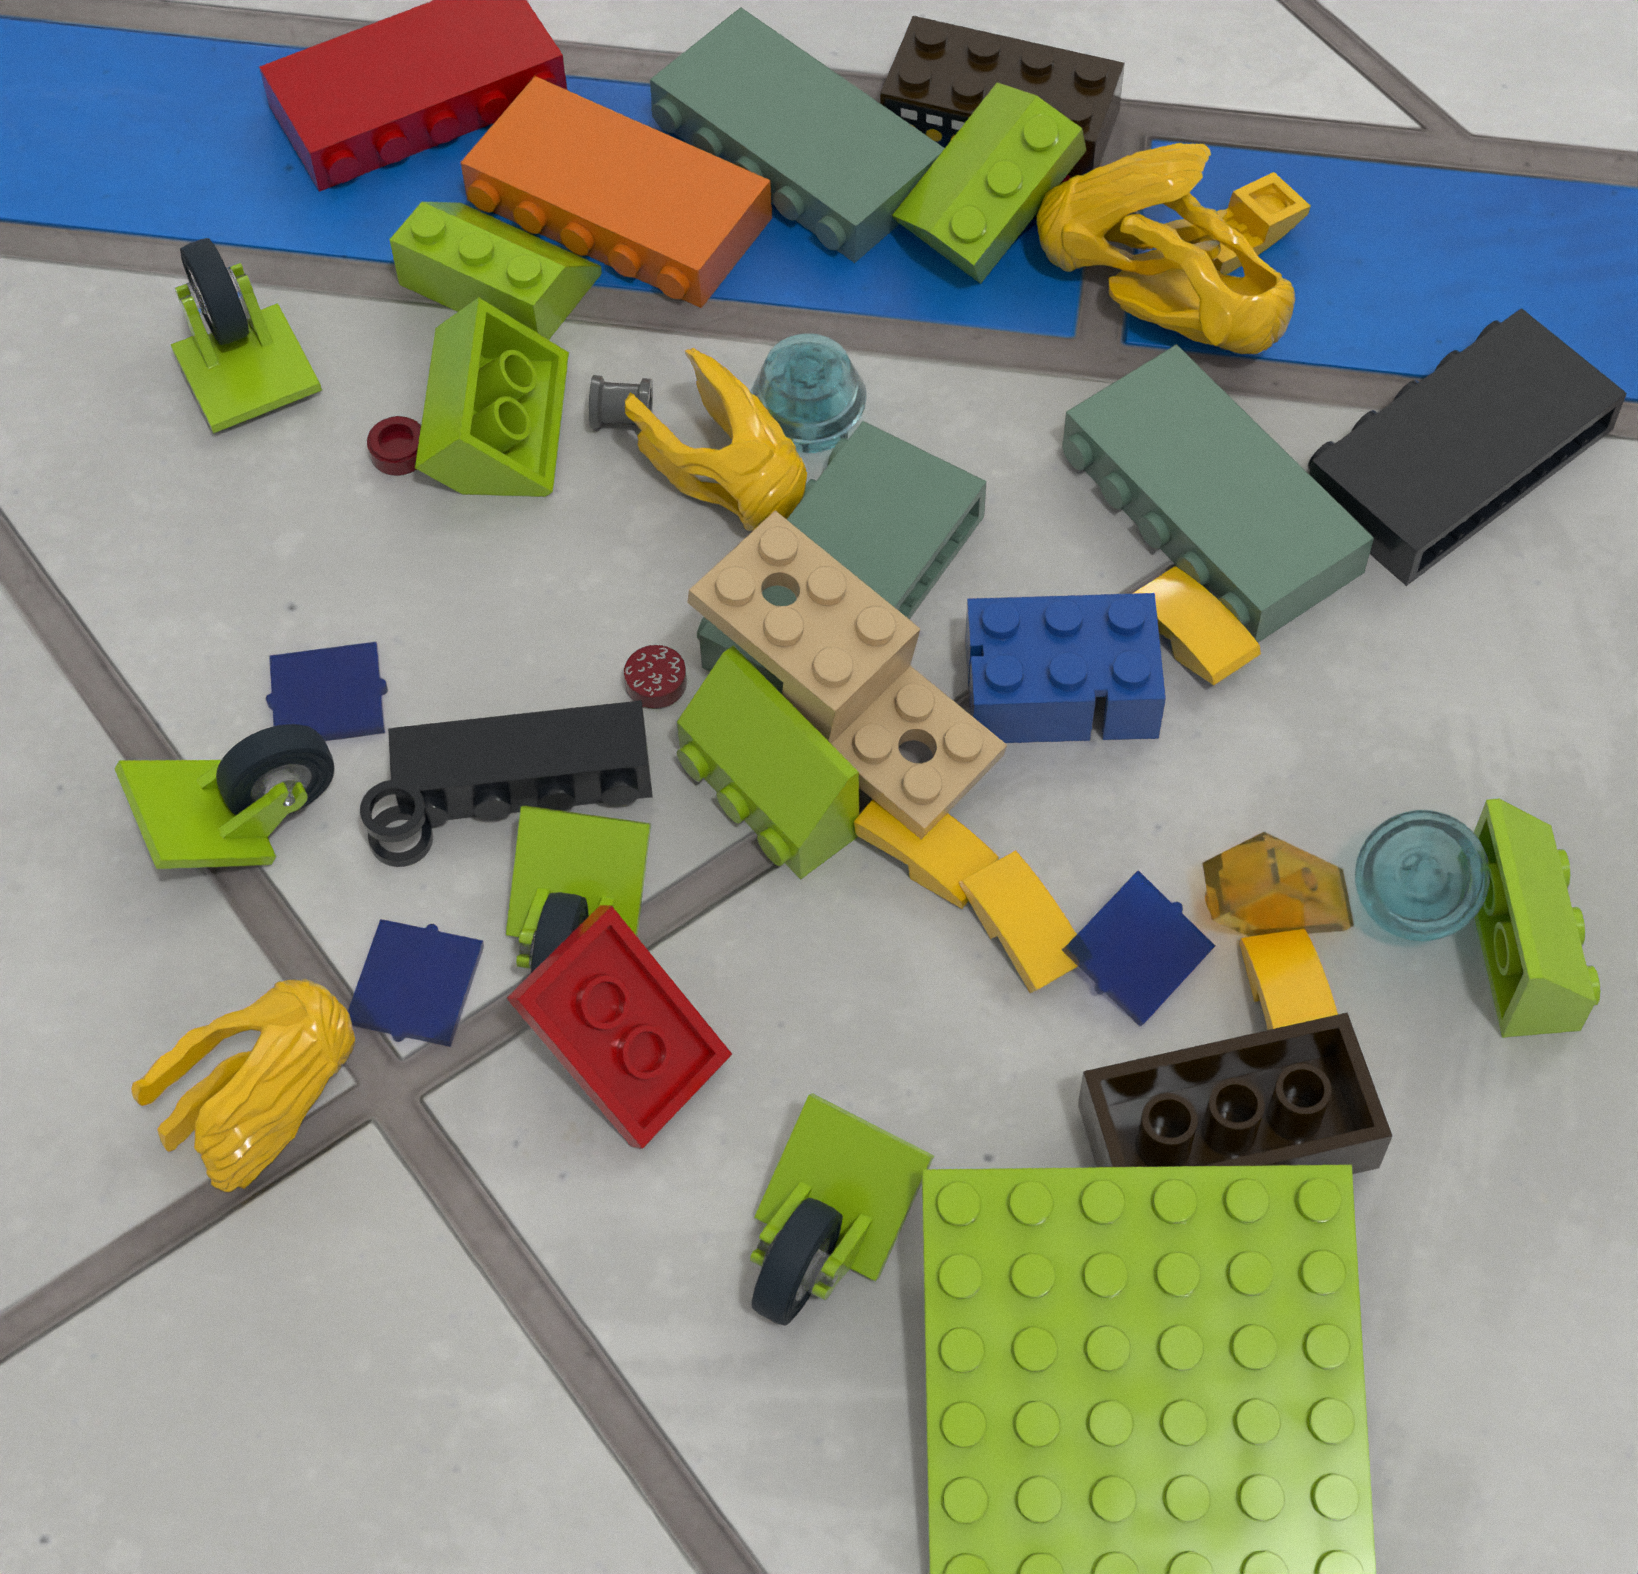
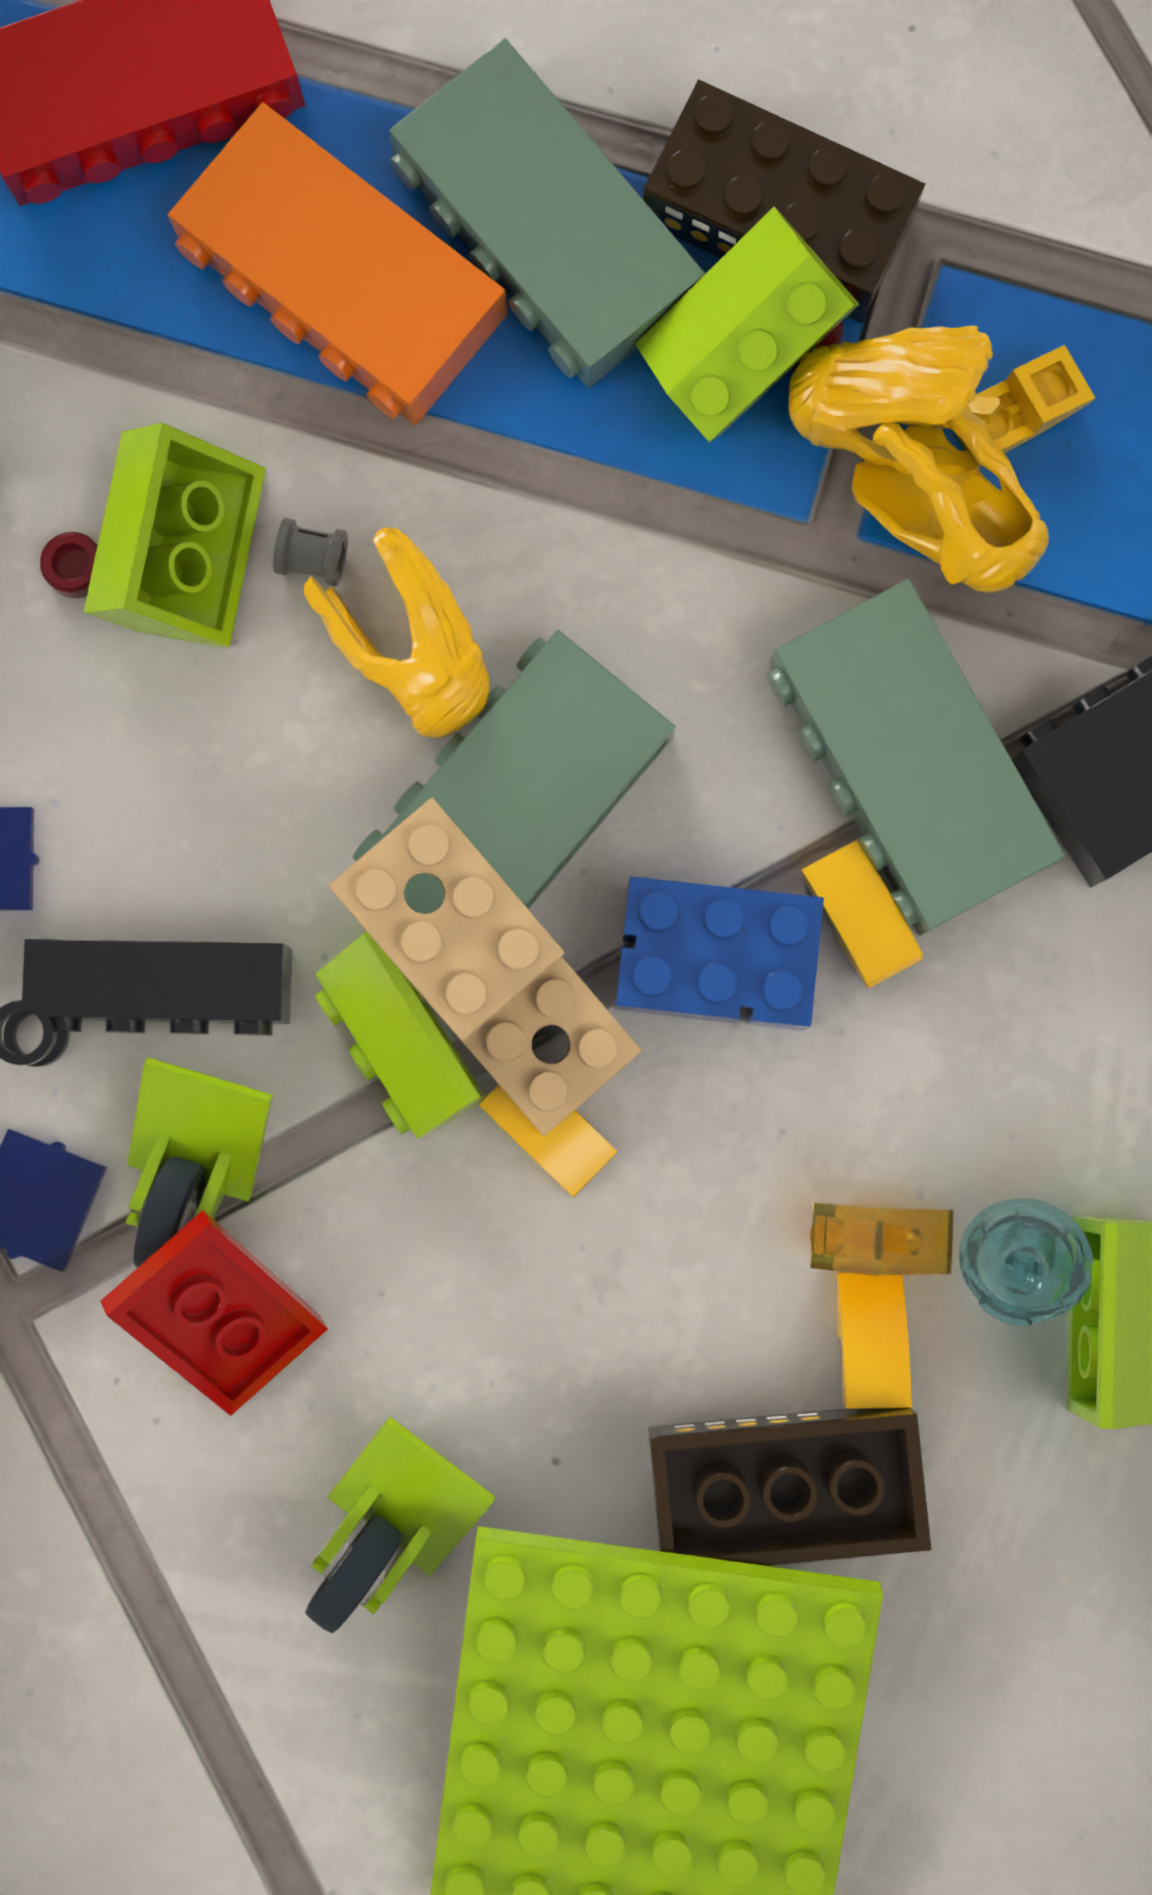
camera: 10 degrees right, 25 degrees up
(465, 254) = (195, 347): lime slope -> none
(655, 676) = (304, 891): dark red tile -> none
(811, 390) = (509, 571): clear light blue cone -> none
(1024, 917) = (630, 1229): yellow slope -> none
(1138, 948) = (735, 1274): clear blue piece -> none

